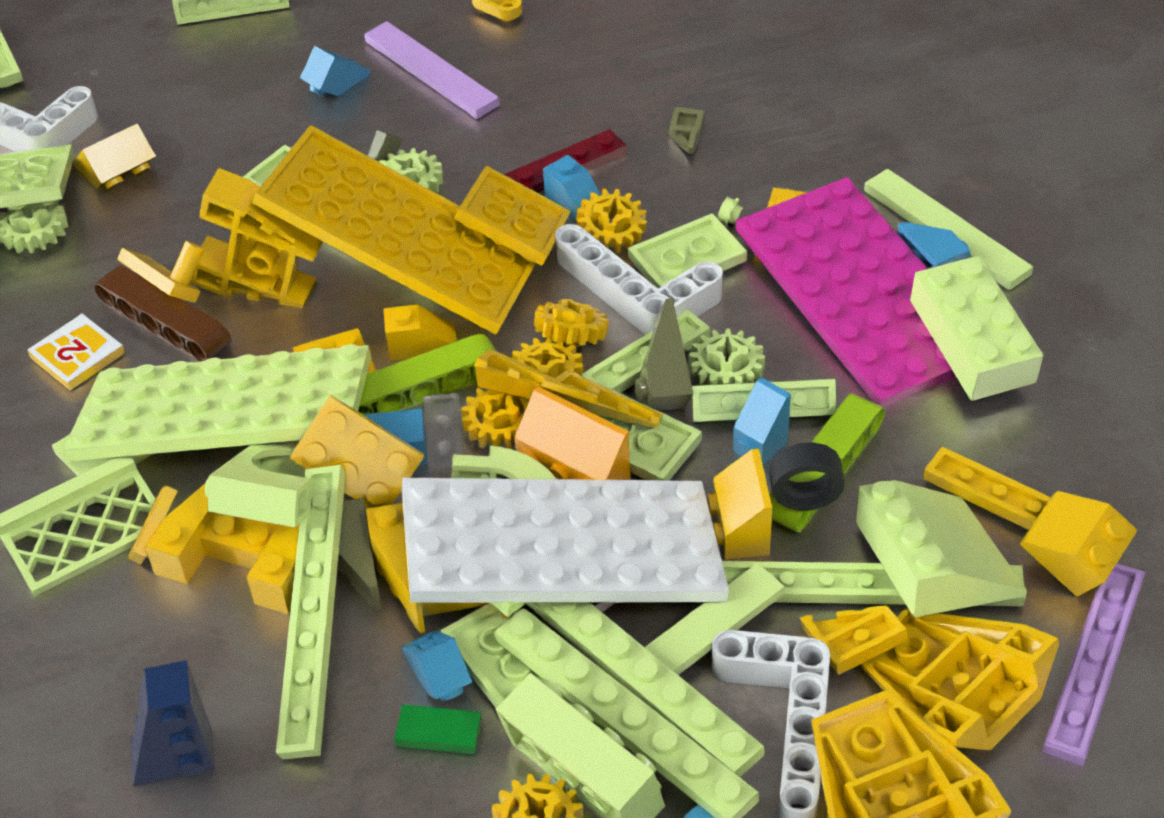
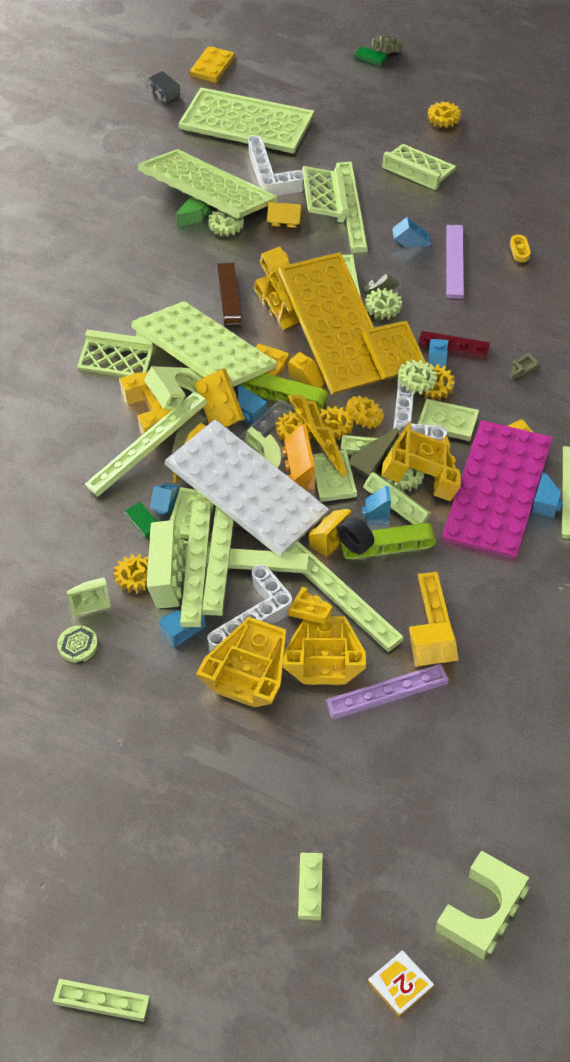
camera: 45 degrees right, 5 degrees up
(76, 351) = (186, 287): tile -> none
(147, 92) = (336, 192): none -> yellowish green fence
(157, 513) = (143, 367): yellow tile -> none
(170, 727) = (59, 446): dark blue wedge -> none
(173, 282) = (244, 277): yellow piece -> none
(200, 94) = (354, 217): none -> yellowish green tile
(594, 222) = (417, 376): none -> yellowish green gear
(729, 211) = (489, 414): yellowish green plate -> none
(730, 316) = (424, 455): none -> yellow wedge
(933, 548) = (377, 601): yellowish green slope -> none
(976, 328) = (508, 536): yellowish green brick -> none

